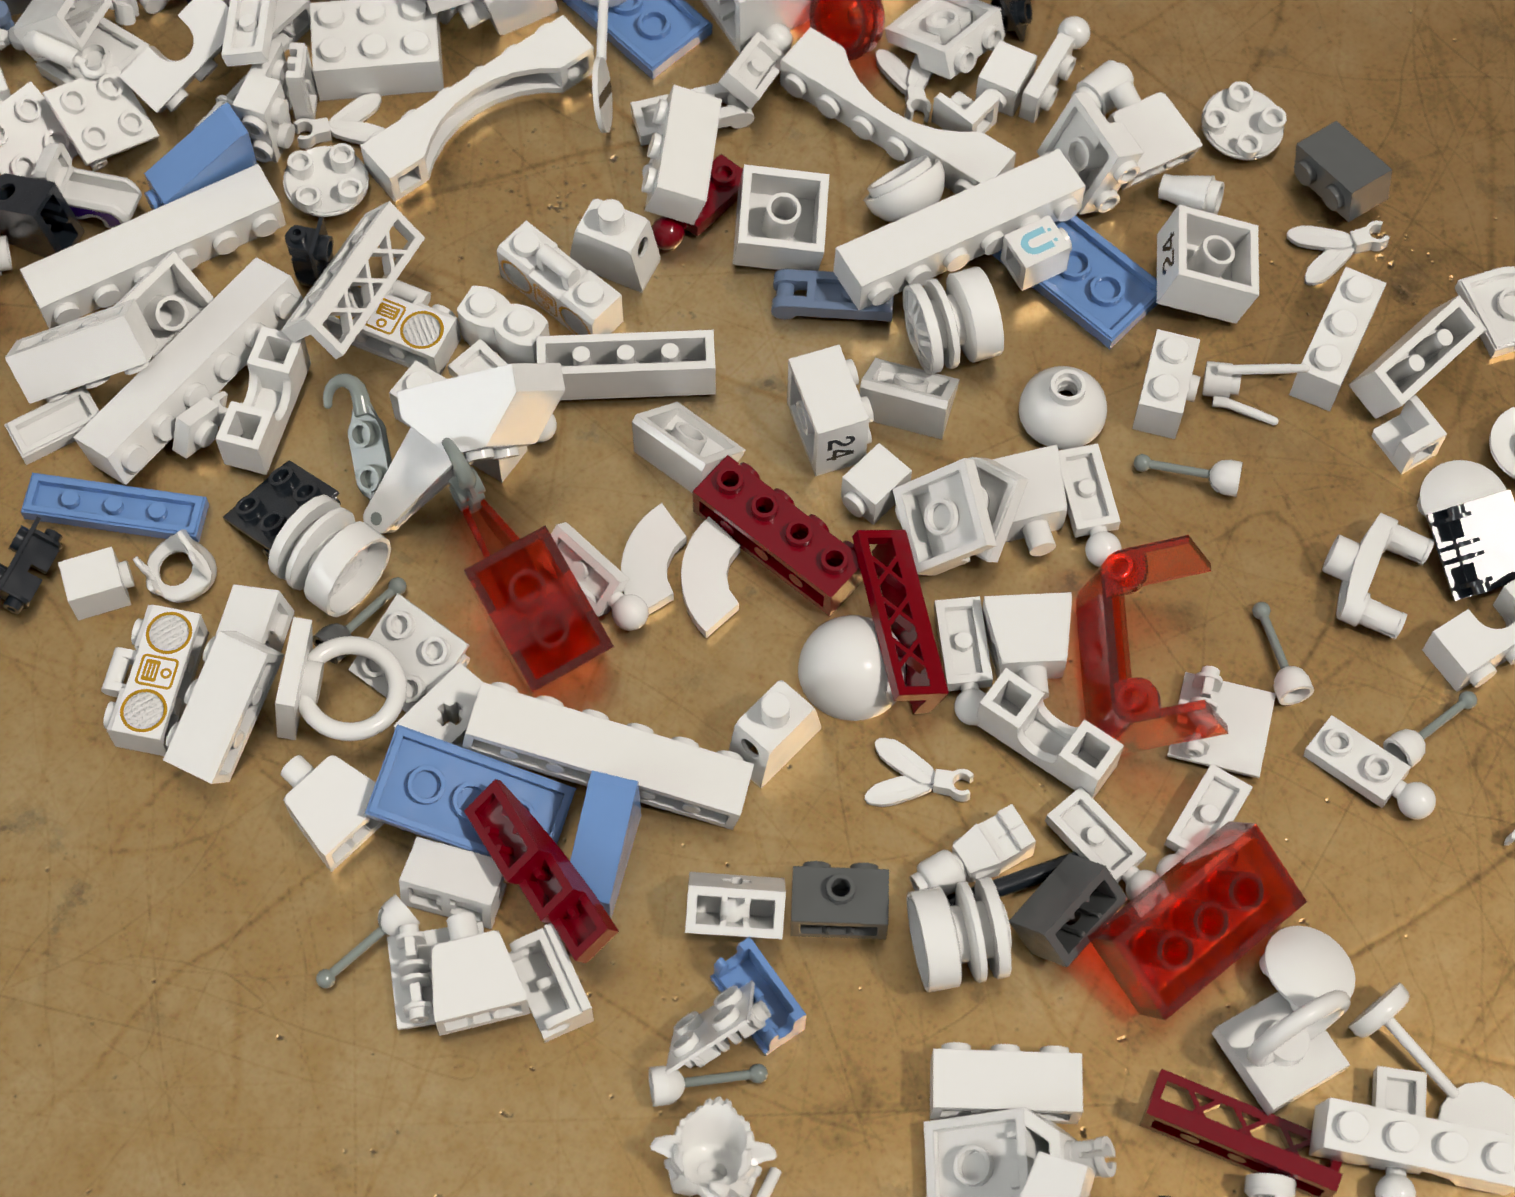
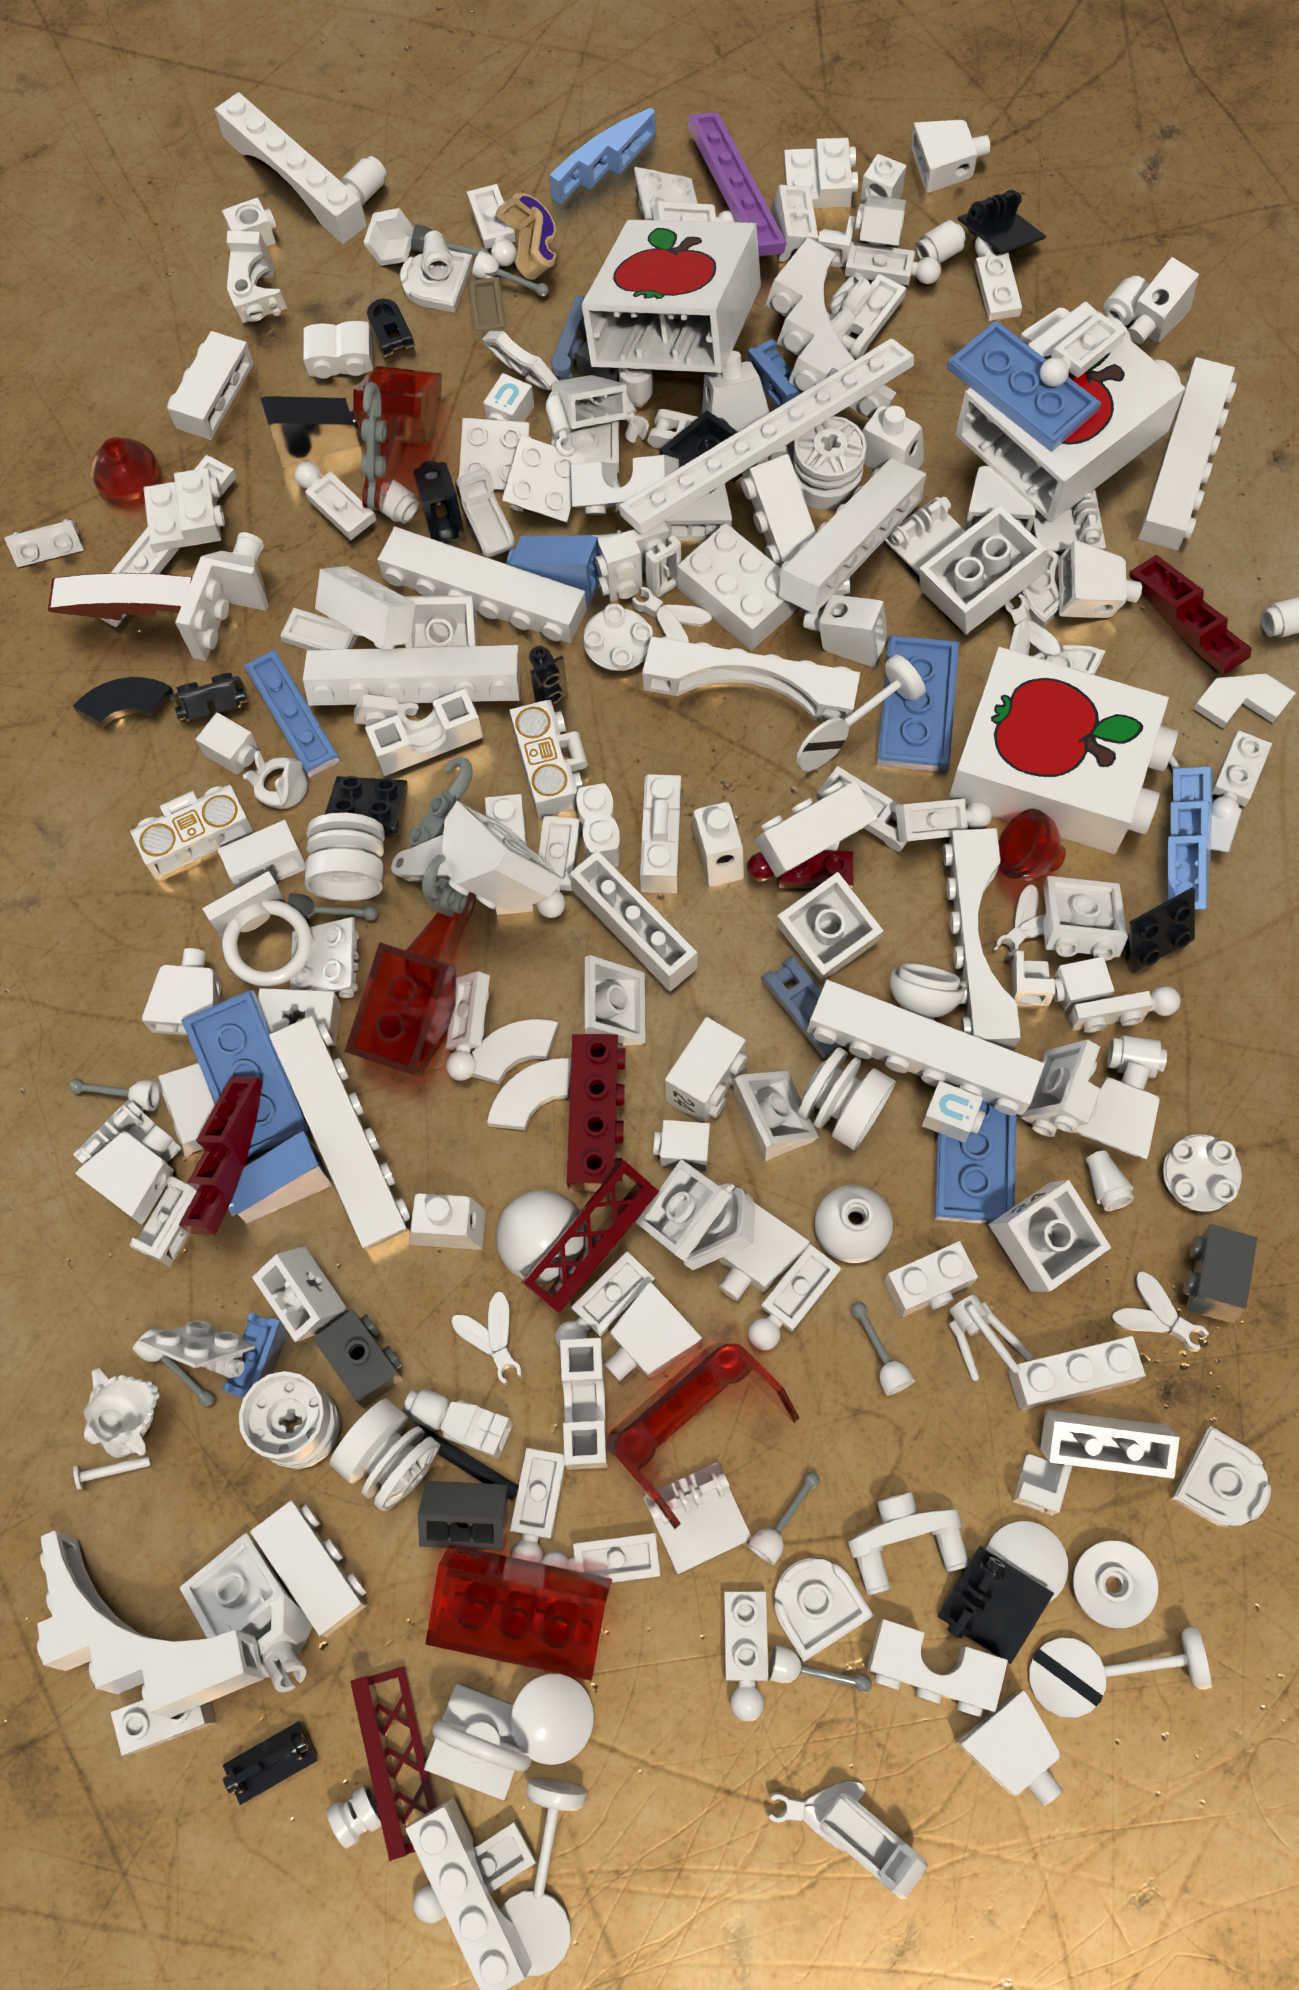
camera: 55 degrees right, 5 degrees up
(222, 706) = (192, 881): white brick -> none
(341, 274) = (543, 700): white fence -> none
(853, 970) = (276, 1404): none -> white wheel
(1373, 686) = (817, 1605): none -> white tile

